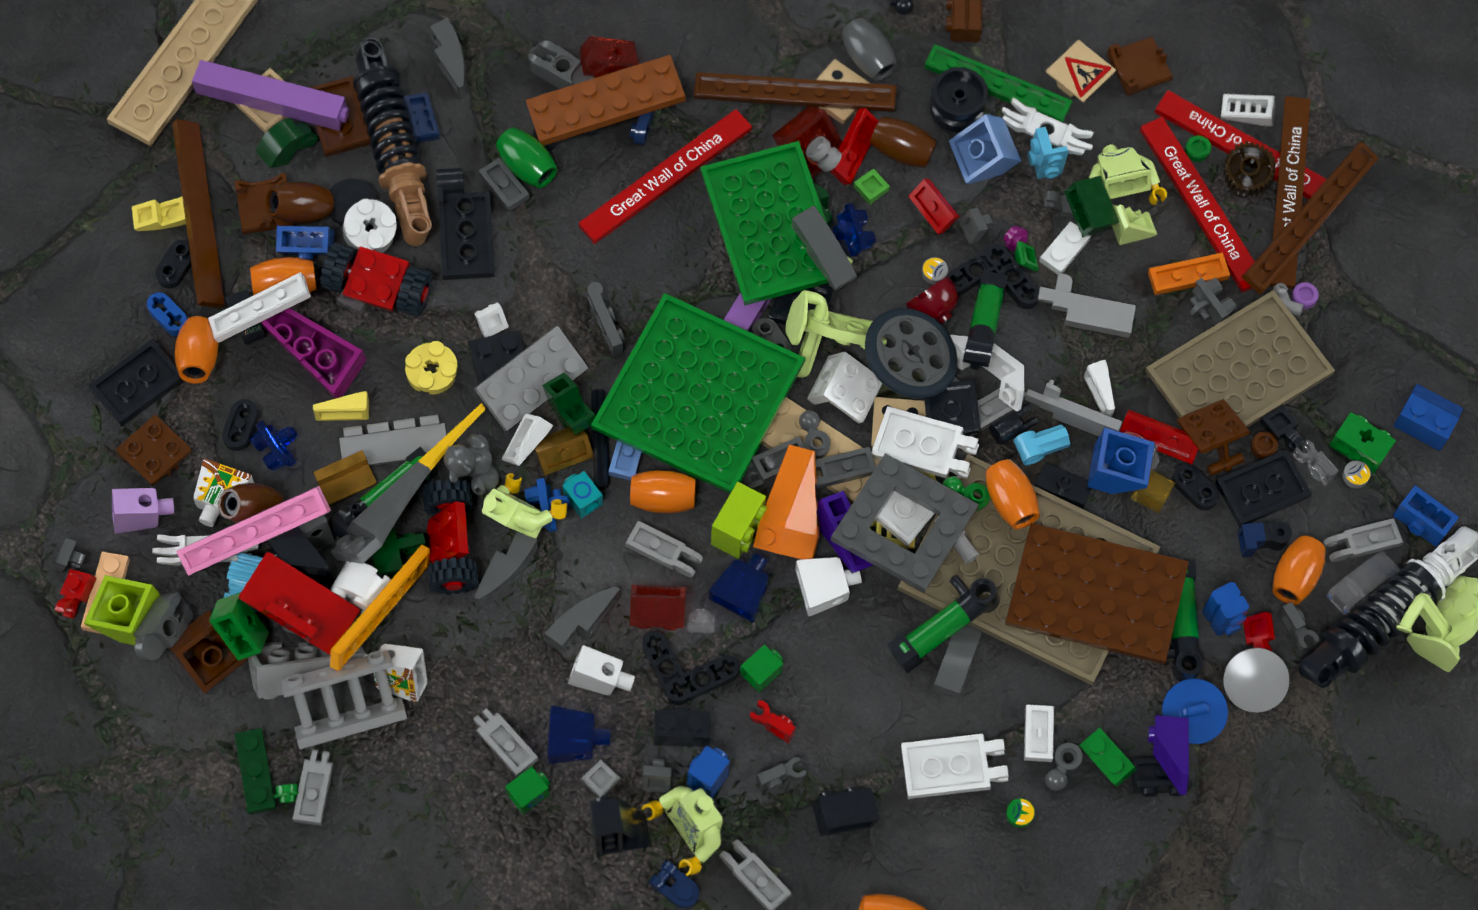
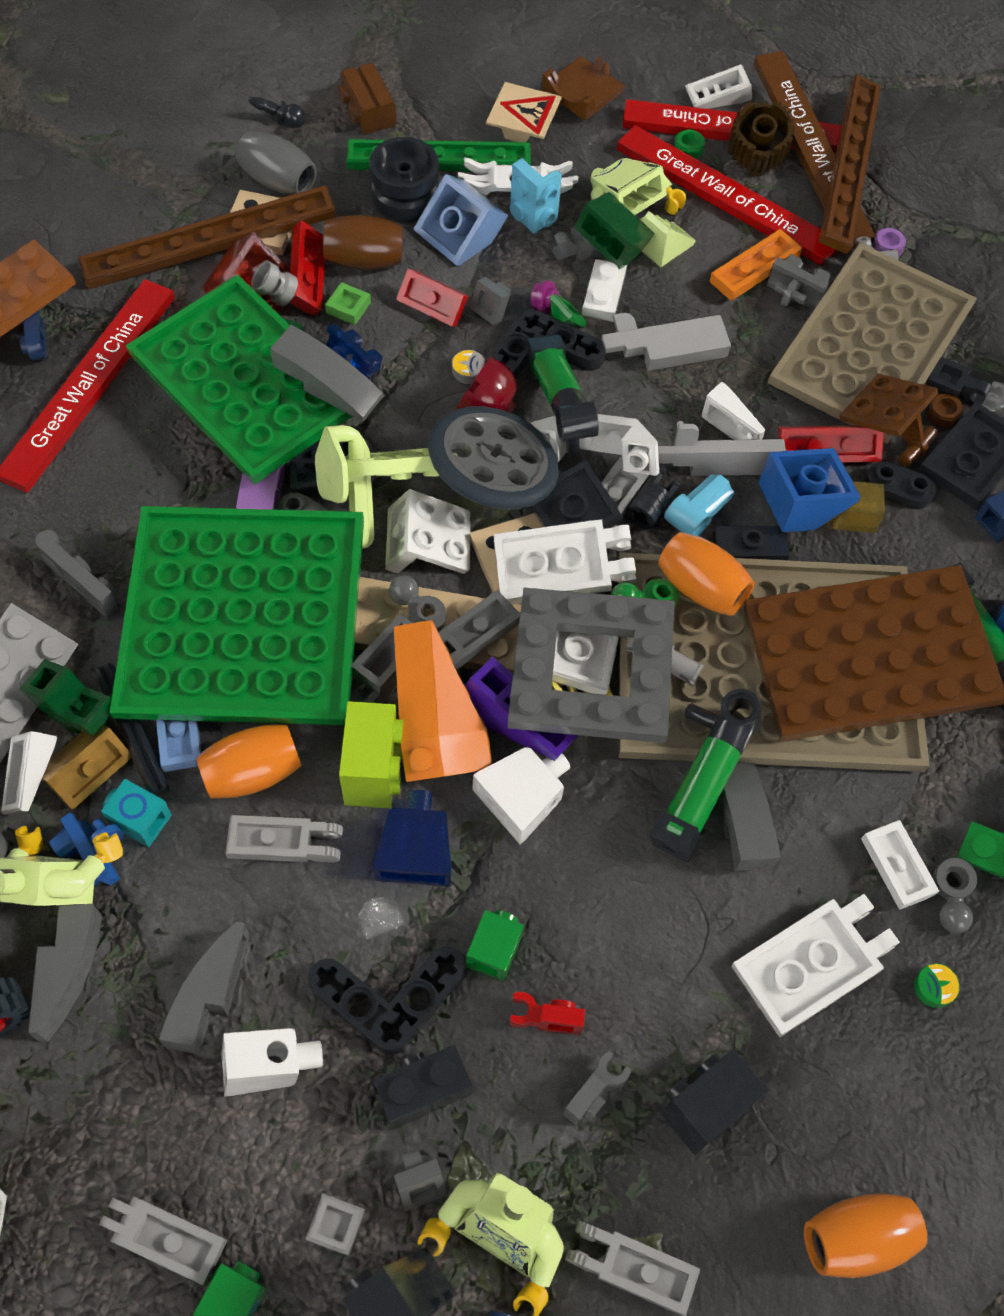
camera: 25 degrees left, 5 degrees down
(573, 735) = (265, 1177): clear blue torso -> none
(657, 607) = (310, 924): clear red brick -> none
(708, 771) = (493, 1138): blue brick -> none

